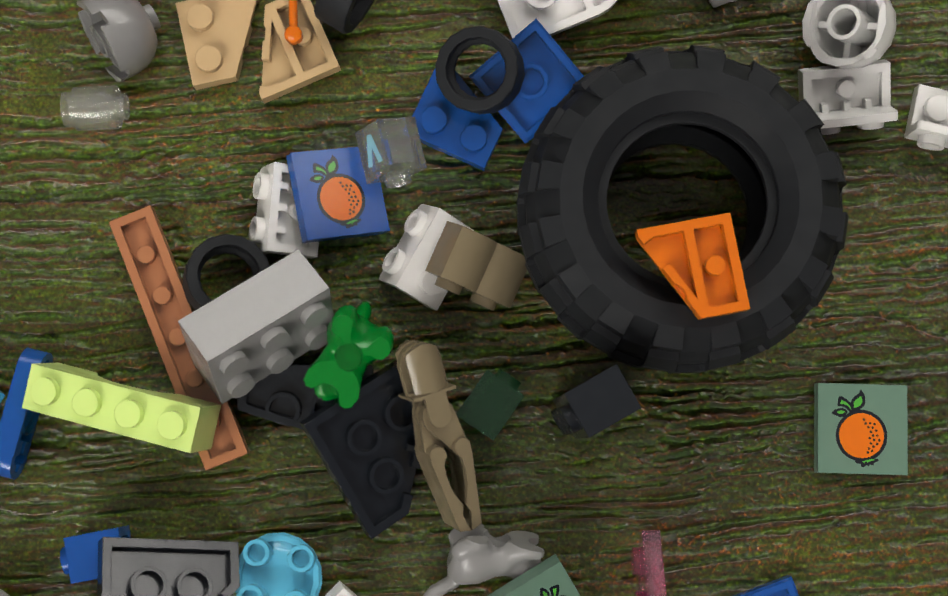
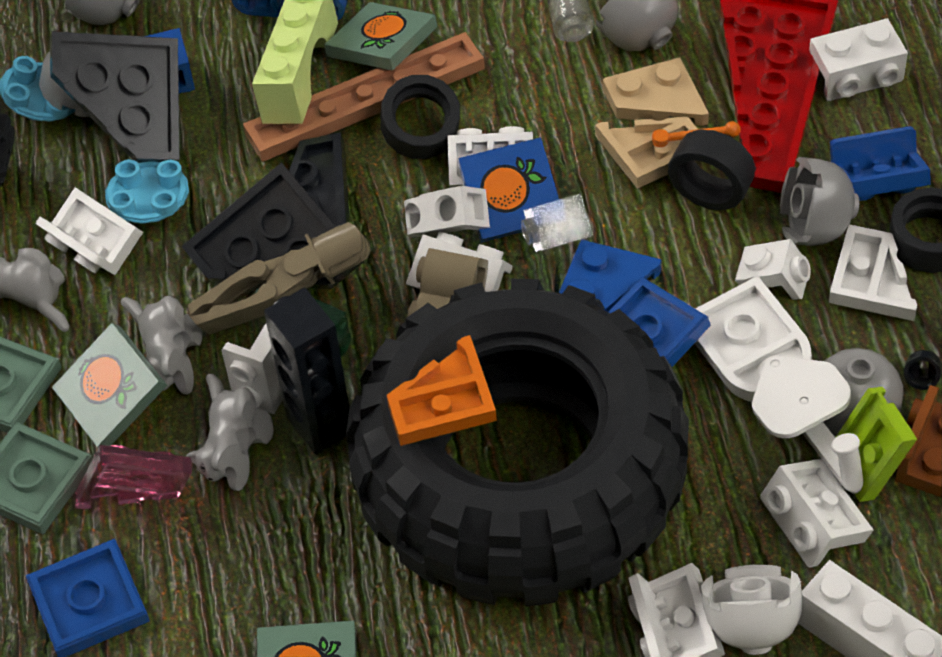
camera: 90 degrees right, 30 degrees down
(98, 314) = (381, 36): none -> sand green tile
(259, 326) = (371, 127): light grey brick -> none
(350, 349) = (359, 198): green animal -> none
(367, 261) = (447, 211): none -> white leg
(448, 59) = (651, 294): black tyre -> none
(545, 443) = (255, 371): none -> white bracket
(597, 489) = (233, 429): none -> light grey animal

